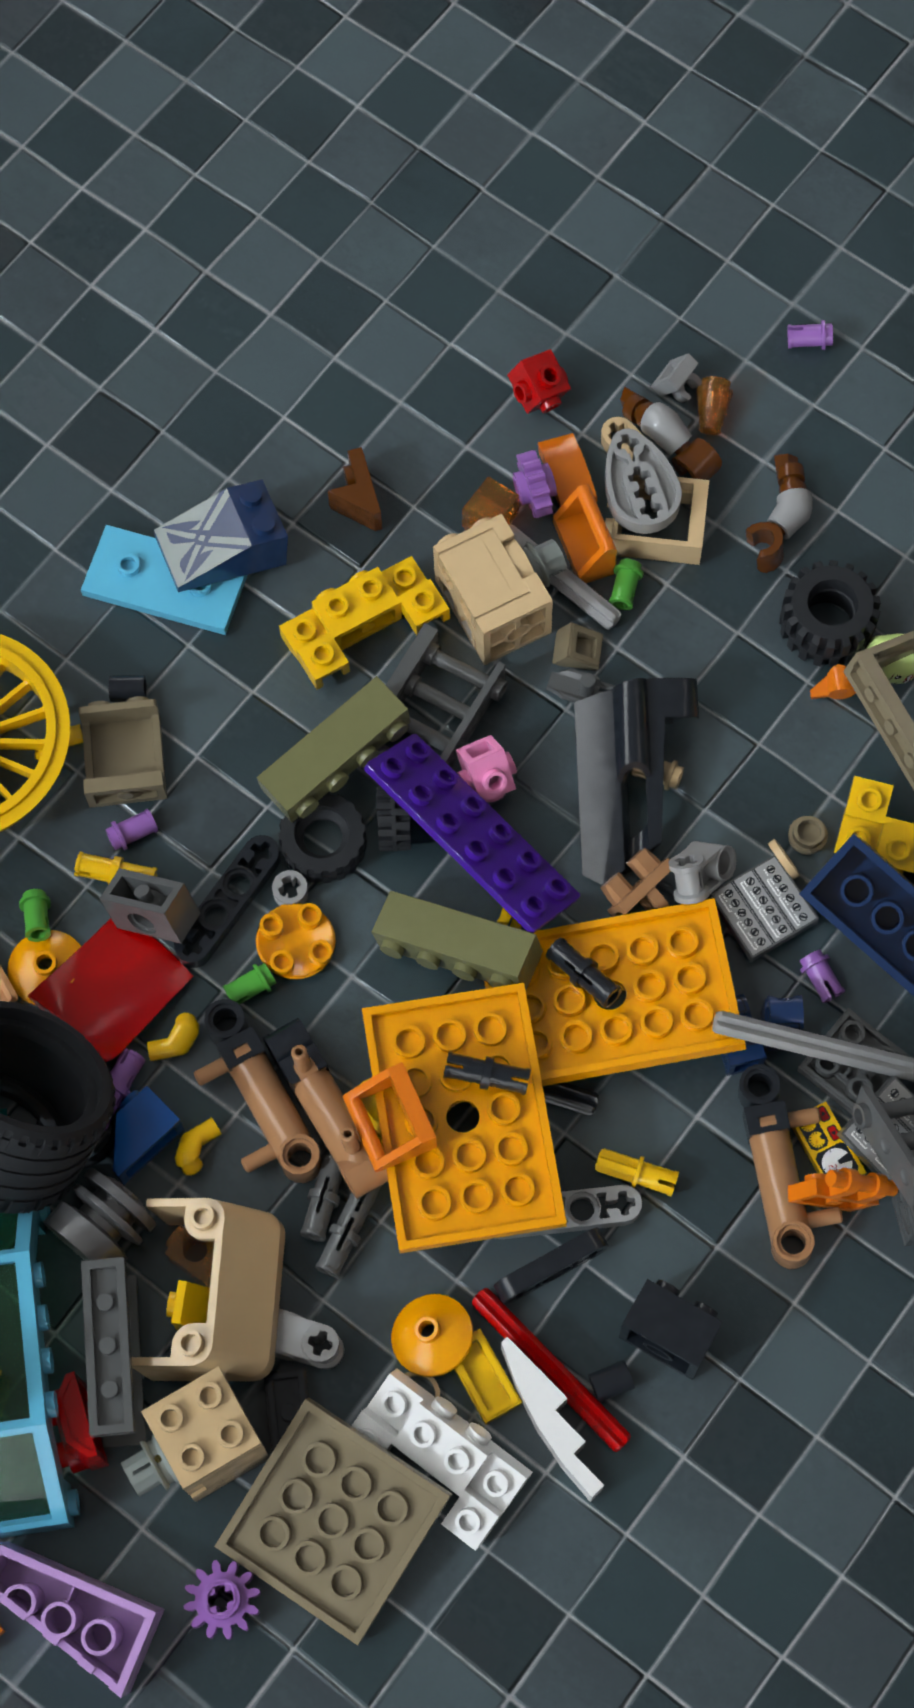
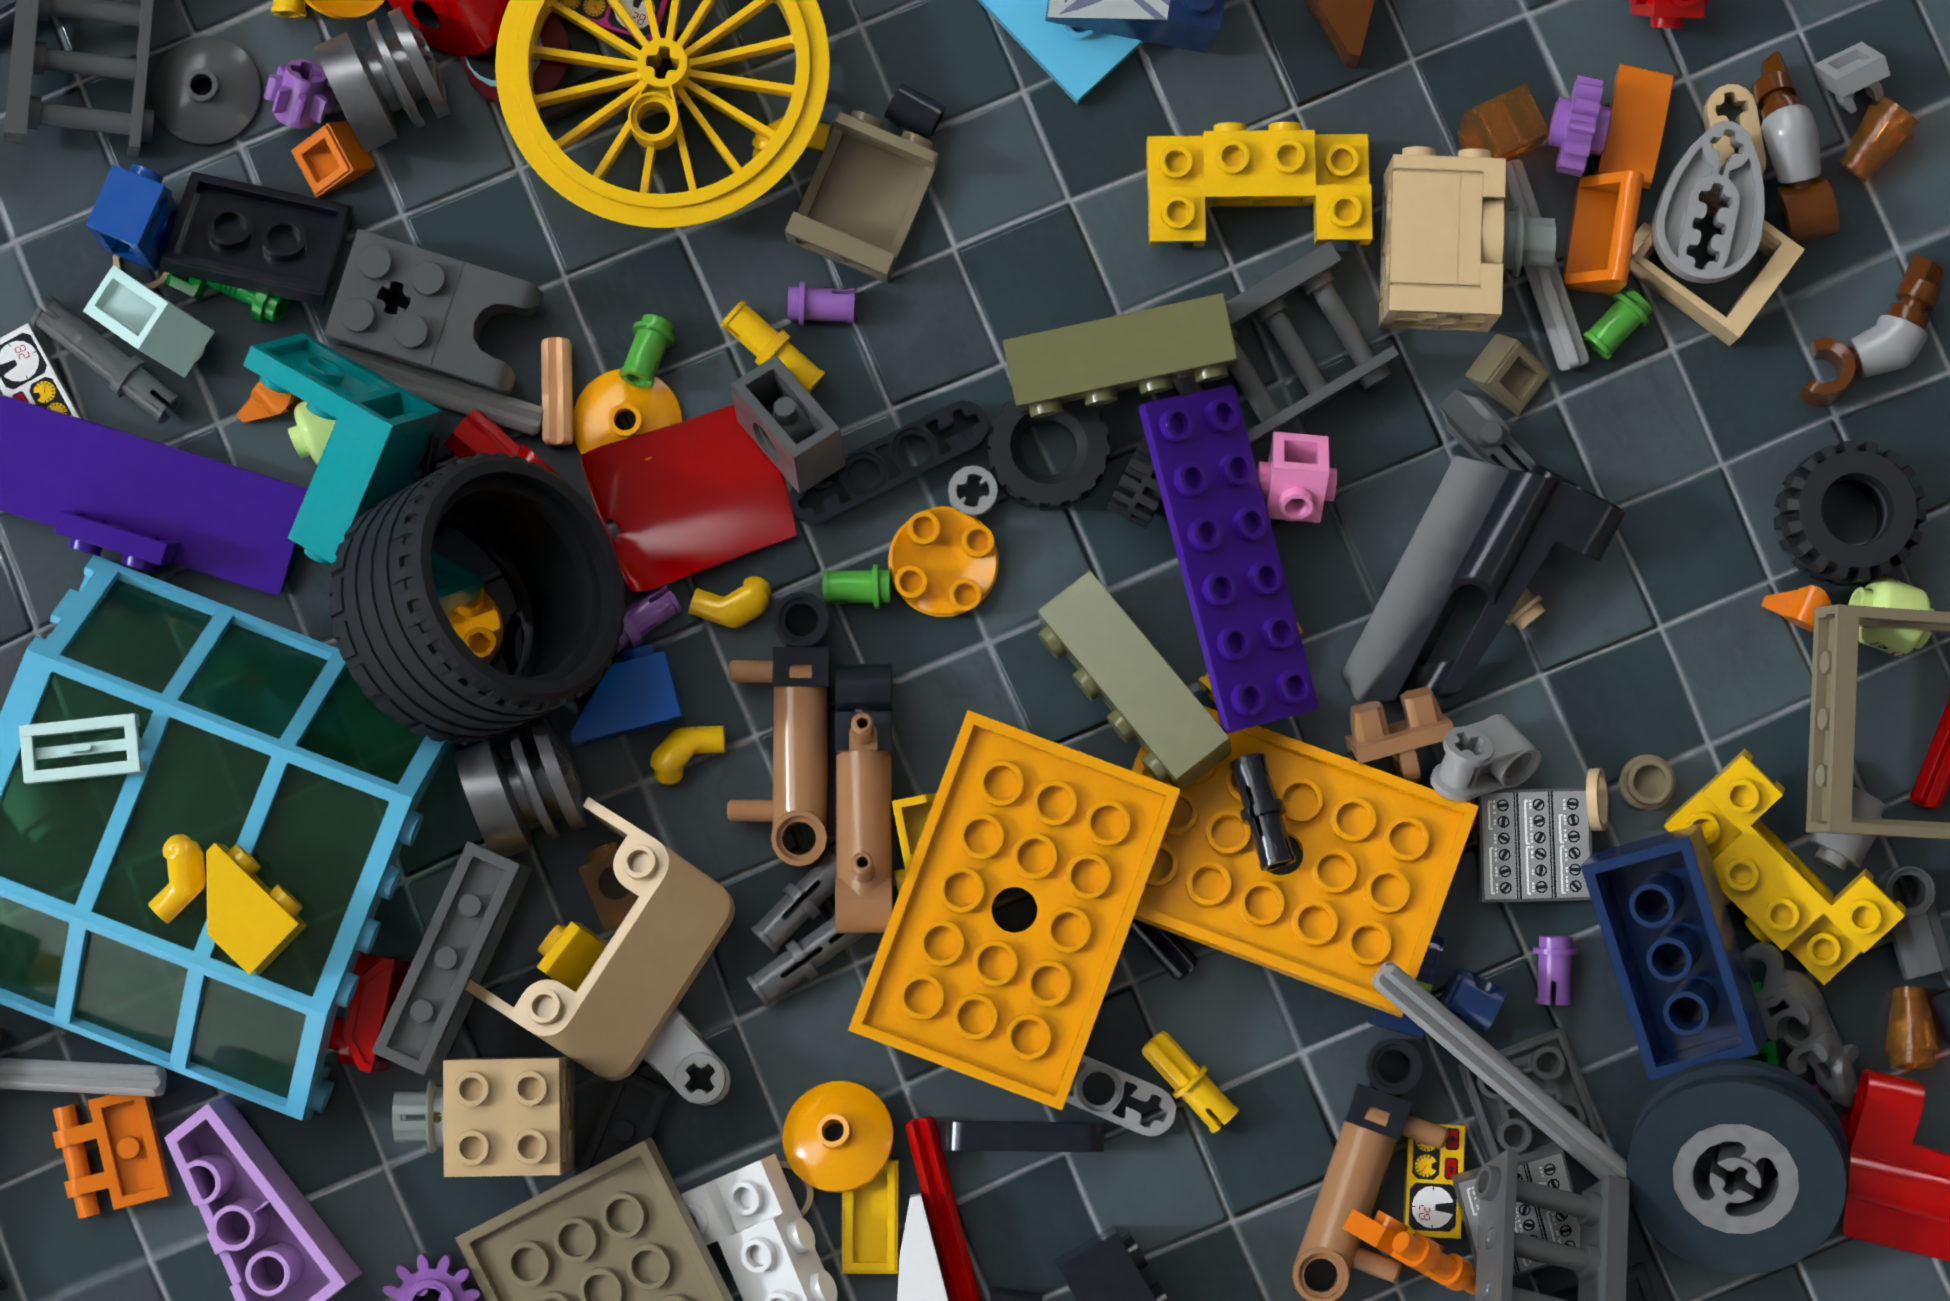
camera: 25 degrees right, 15 degrees up
(424, 1136) = (955, 869): orange tile -> none
(487, 1073) = (1069, 880): black pin -> none

